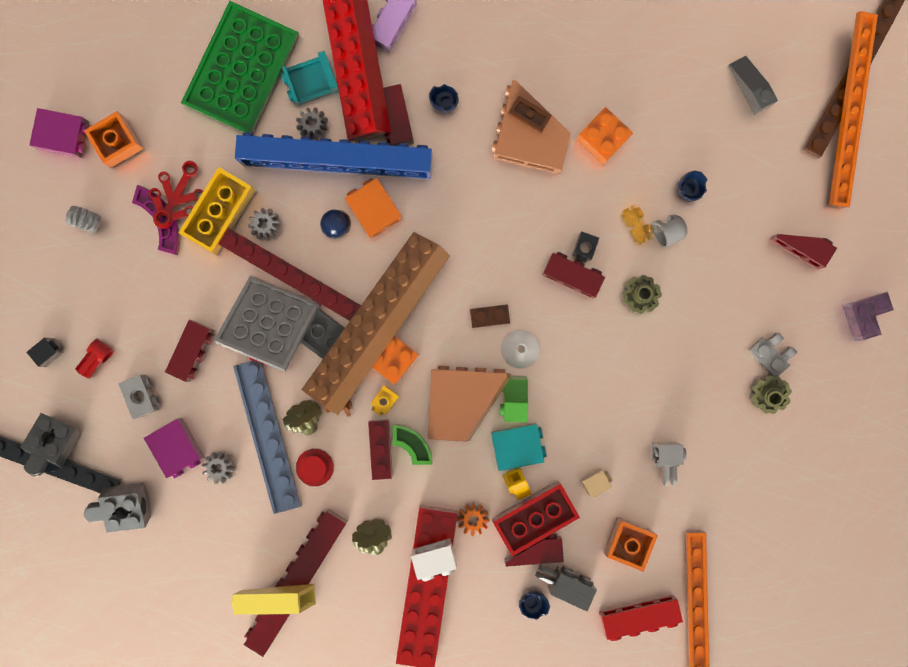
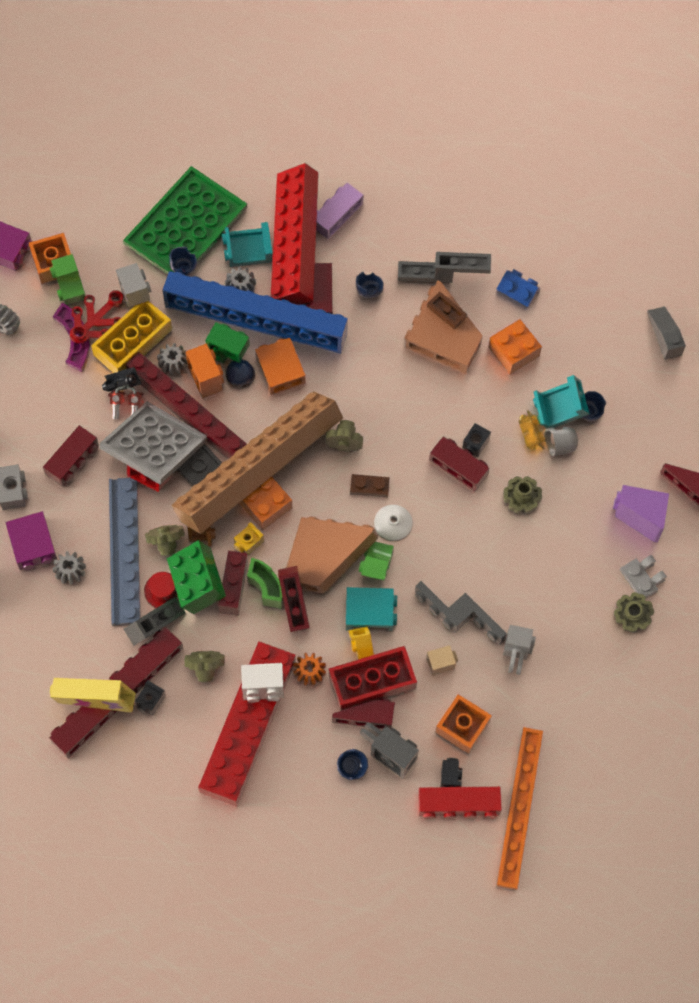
camera: 10 degrees right, 20 degrees down
(140, 167) = (68, 280): none -> bright green brick
(204, 156) = (132, 285): none -> light grey brick
(218, 261) = (120, 378): none -> black hinge
(219, 278) = (117, 399): none -> piece
(247, 116) = (182, 261): none -> dark blue hair
(299, 234) = (204, 370): none -> orange brick
(314, 199) = (227, 343): none -> green brick
(314, 505) = (154, 621): none -> dark grey slope
(331, 574) = (150, 706): none -> black brick
(343, 456) = (196, 577): none -> green brick
(443, 459) = (293, 598): none -> dark red brick
(455, 274) = (344, 437): none -> olive plant
(517, 63) = (444, 266): none -> dark grey bracket
(595, 67) = (518, 288): none -> blue bracket
(604, 431) = (460, 613): none -> dark grey bracket
(627, 593) = (451, 773): none -> black brick
(663, 190) = (561, 403): none -> teal panel
(765, 290) = (642, 510): none -> medium lavender slope

